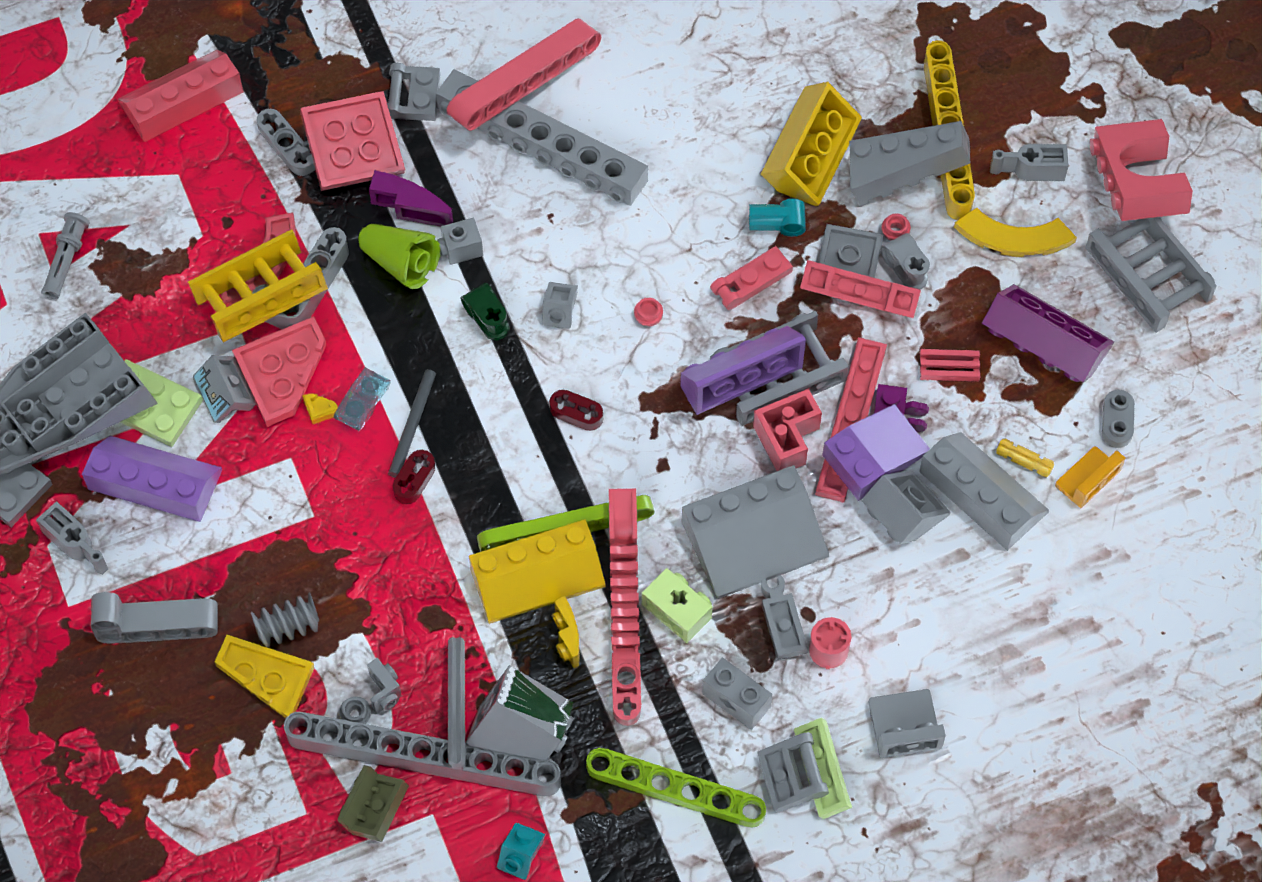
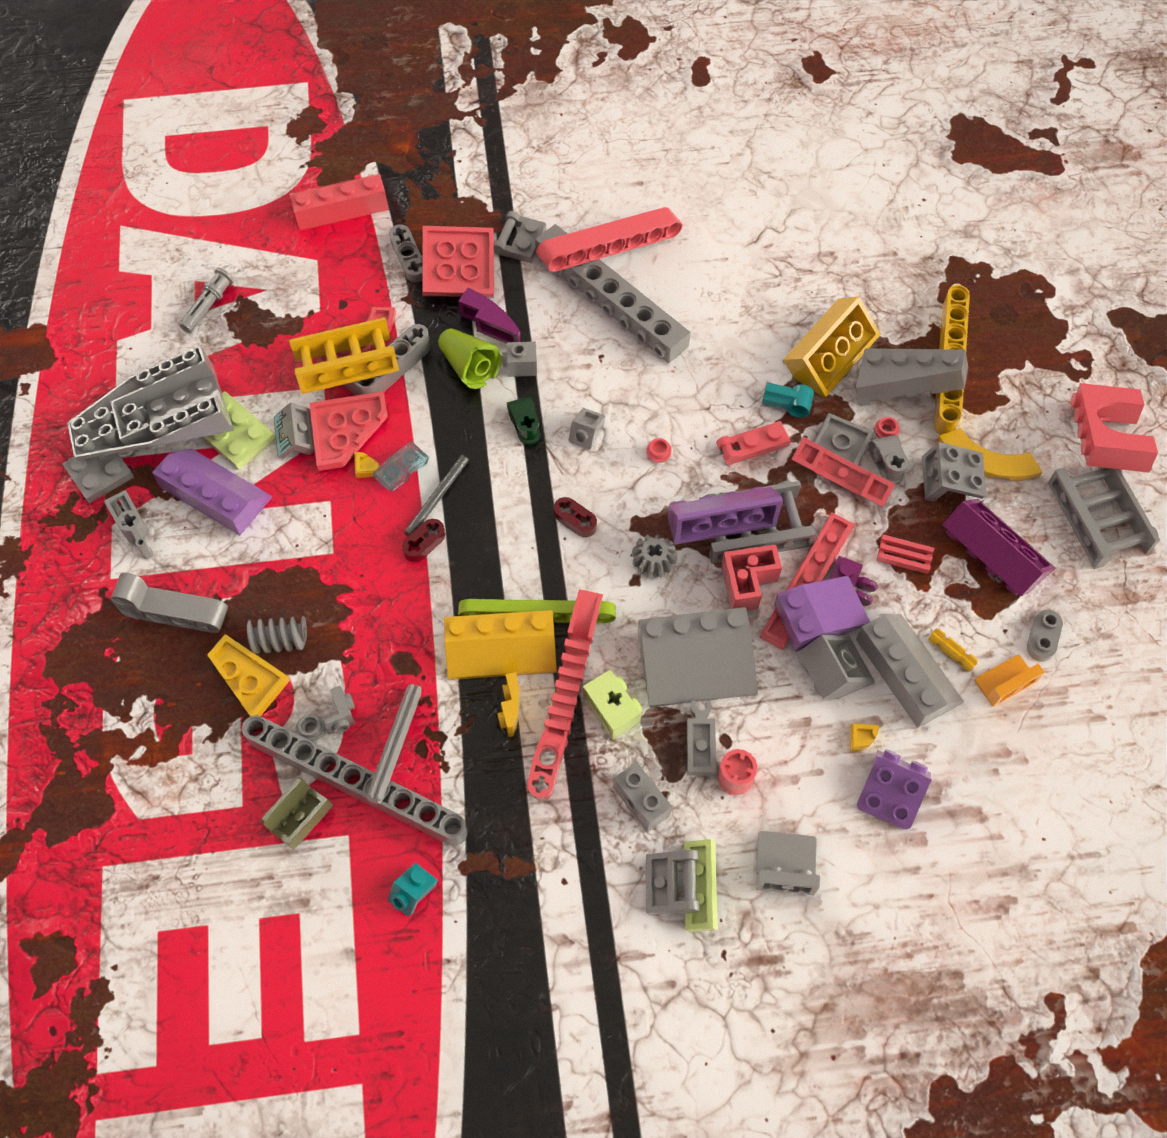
camera: 15 degrees right, 0 degrees up
(521, 718) = (446, 771): light grey slope -> none
(673, 793) = (562, 871): lime beam -> none
(681, 424) = (654, 556): none -> light grey gear
(951, 573) = (862, 736): none -> yellow tile
(980, 259) = (953, 470): none -> light grey bracket
(998, 619) = (894, 789): none -> medium lavender bracket
(1033, 162) = (1018, 401): light grey piece -> none

